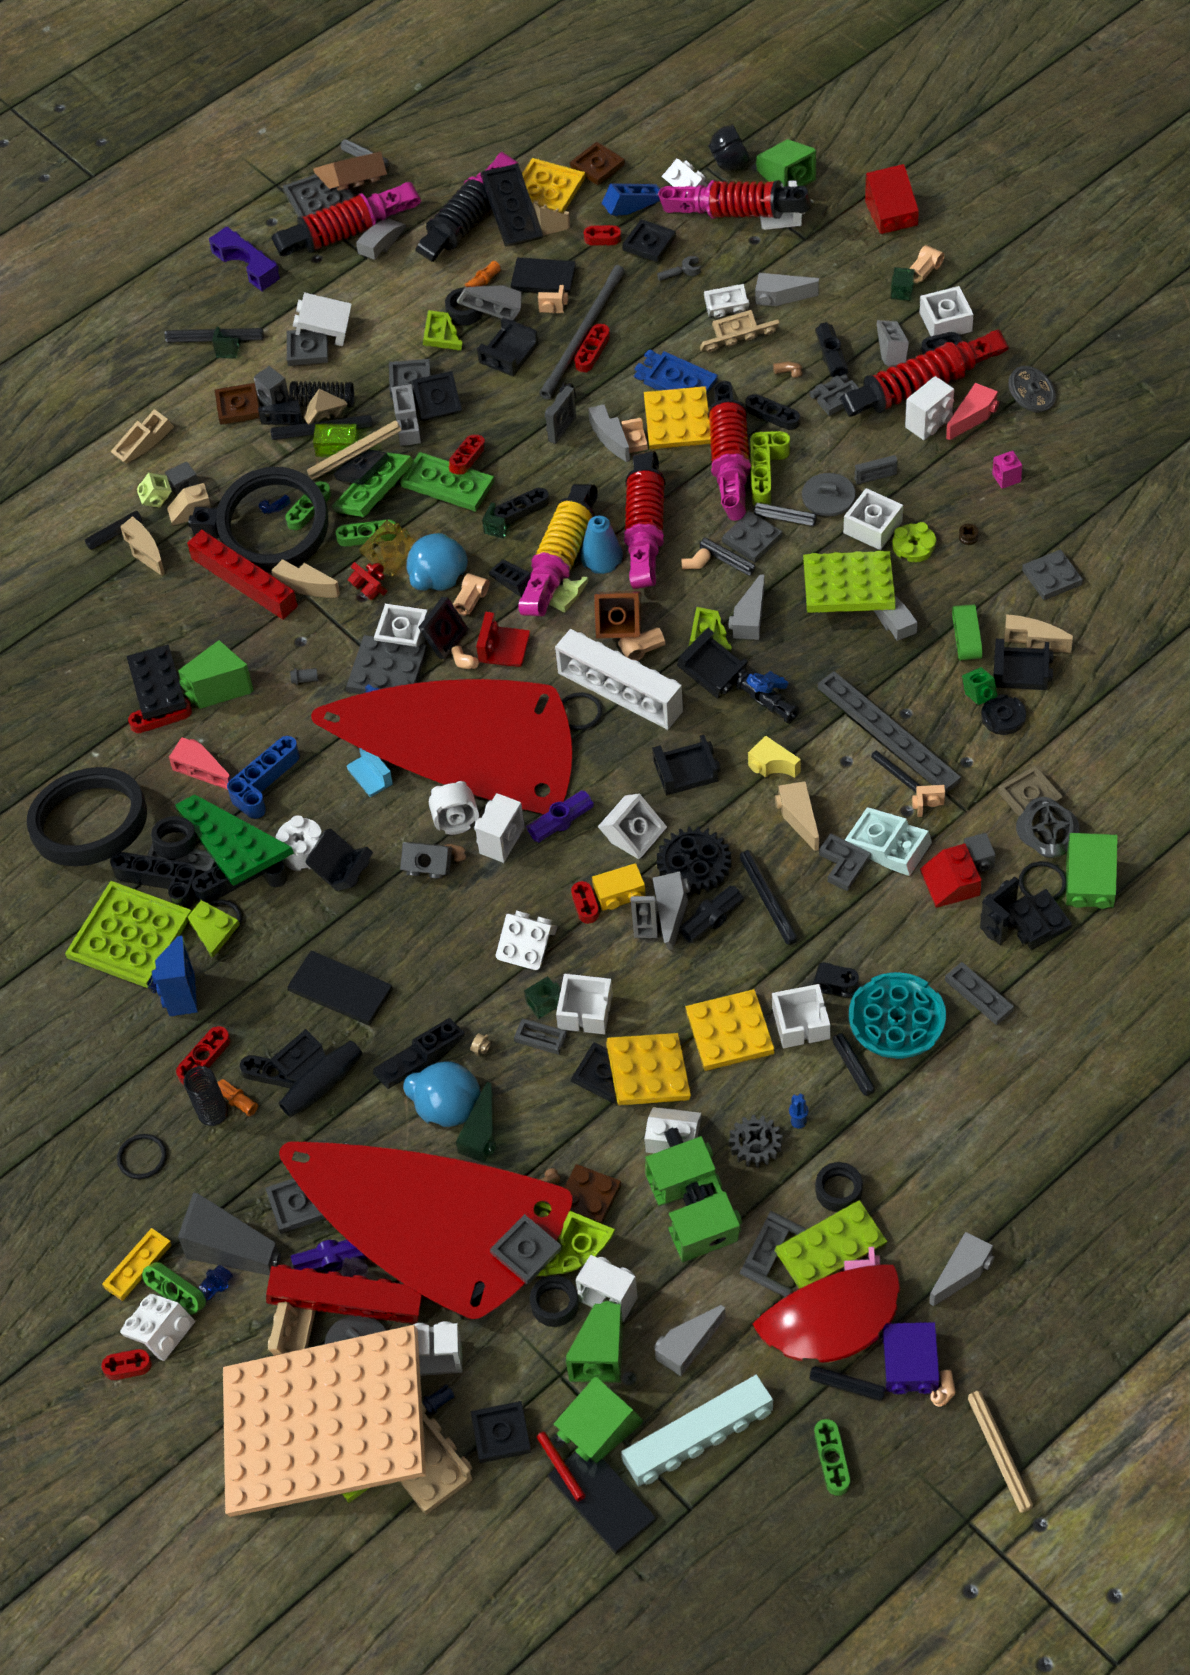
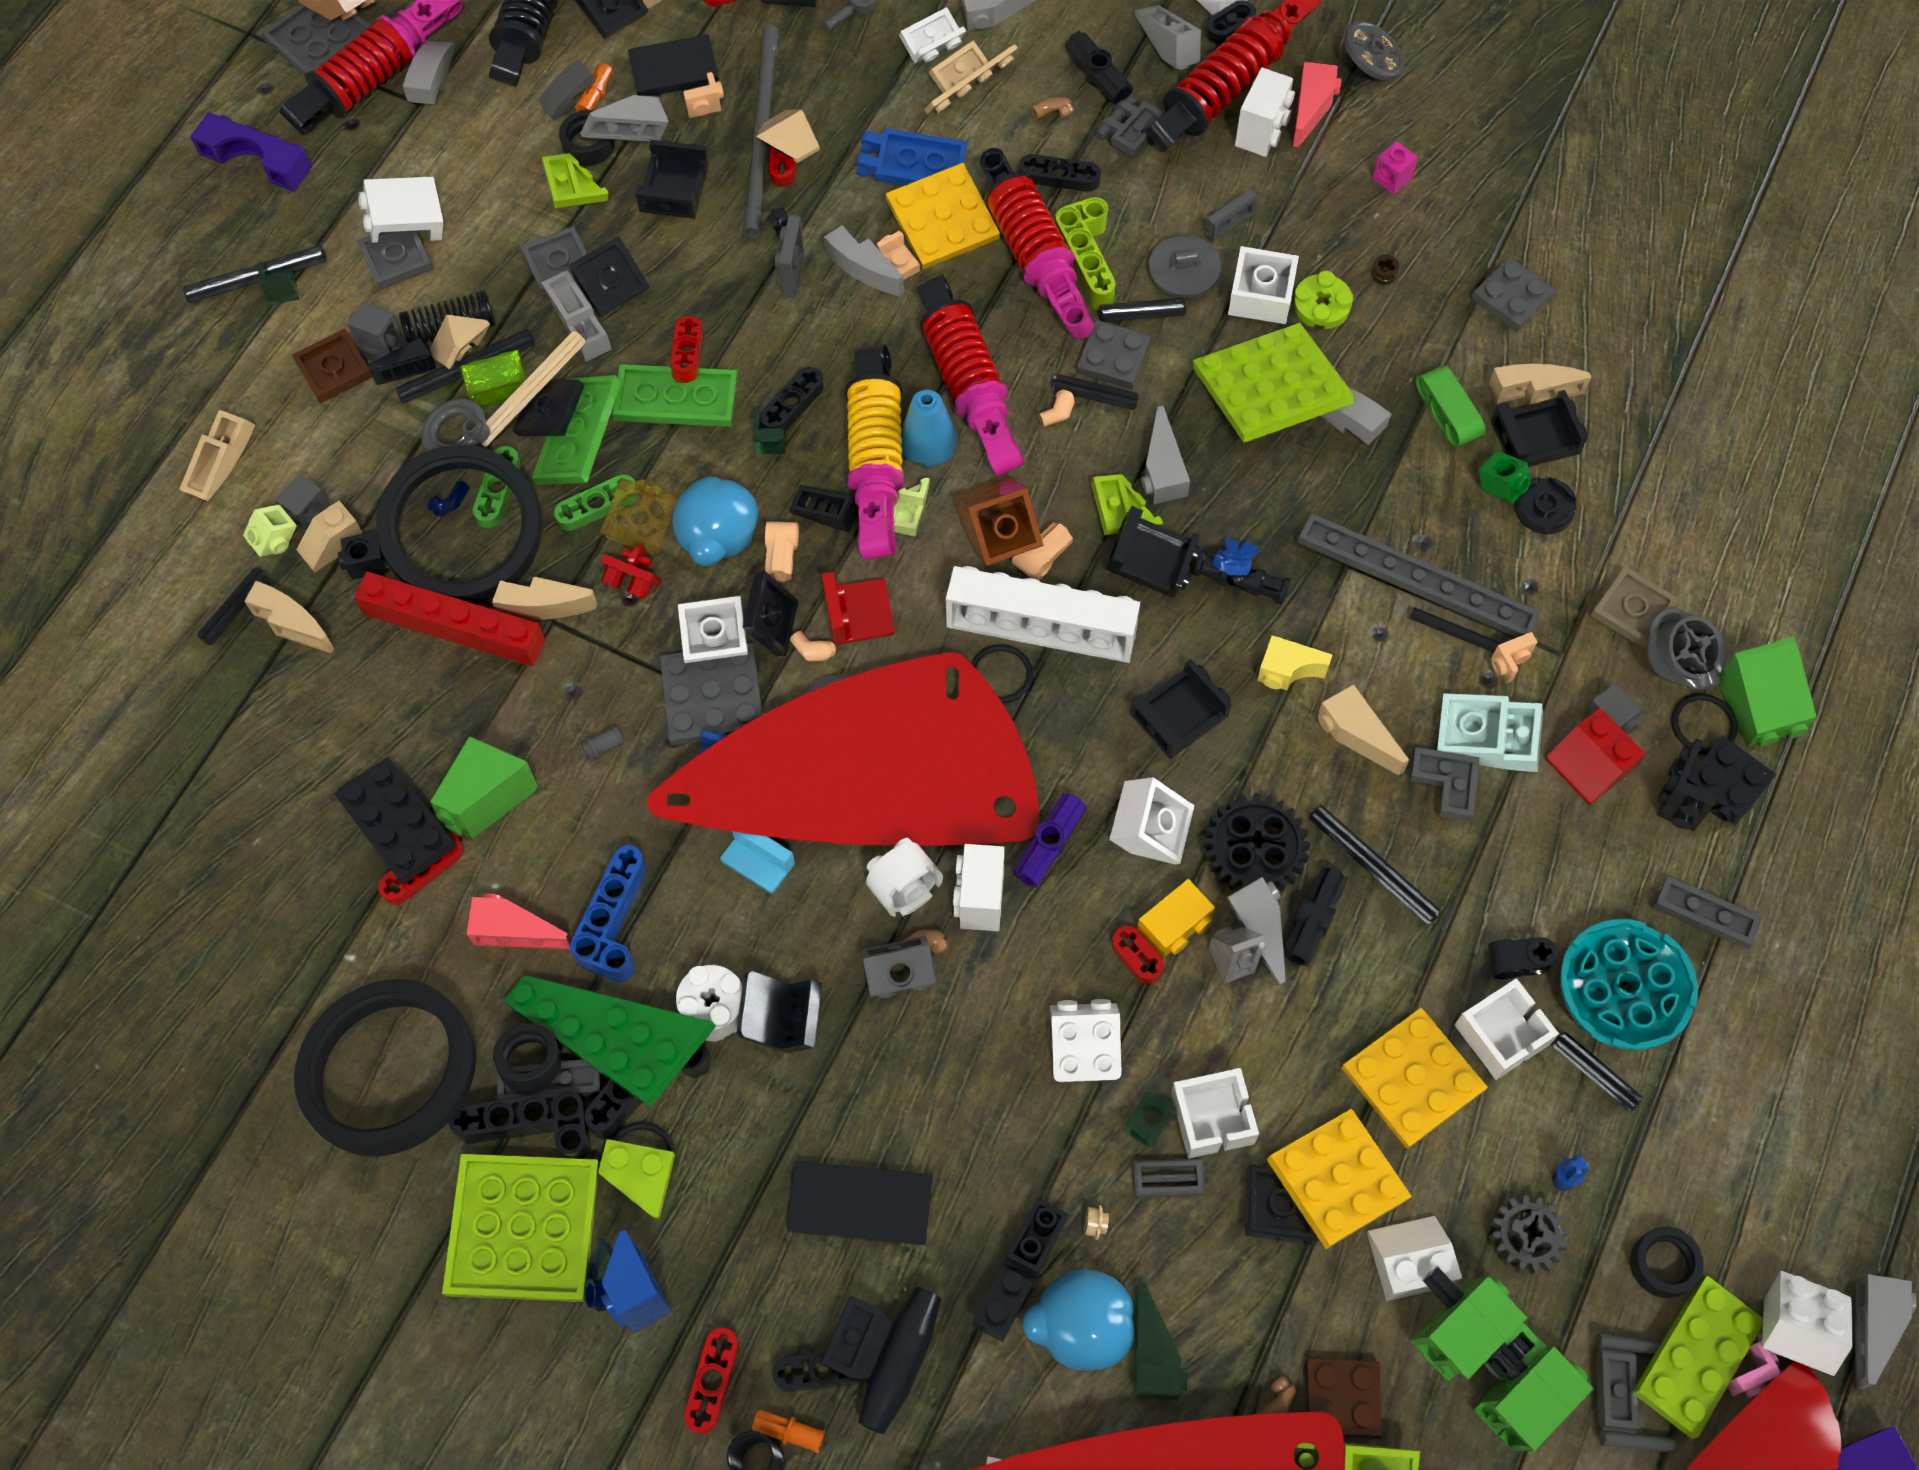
camera: 25 degrees left, 10 degrees up
(308, 464) = (474, 428): none -> dark grey piece
(469, 267) = (560, 93): none -> dark grey slope
(596, 339) = (790, 134): none -> tan slope
(908, 1244) = (1807, 1323): none -> white brick

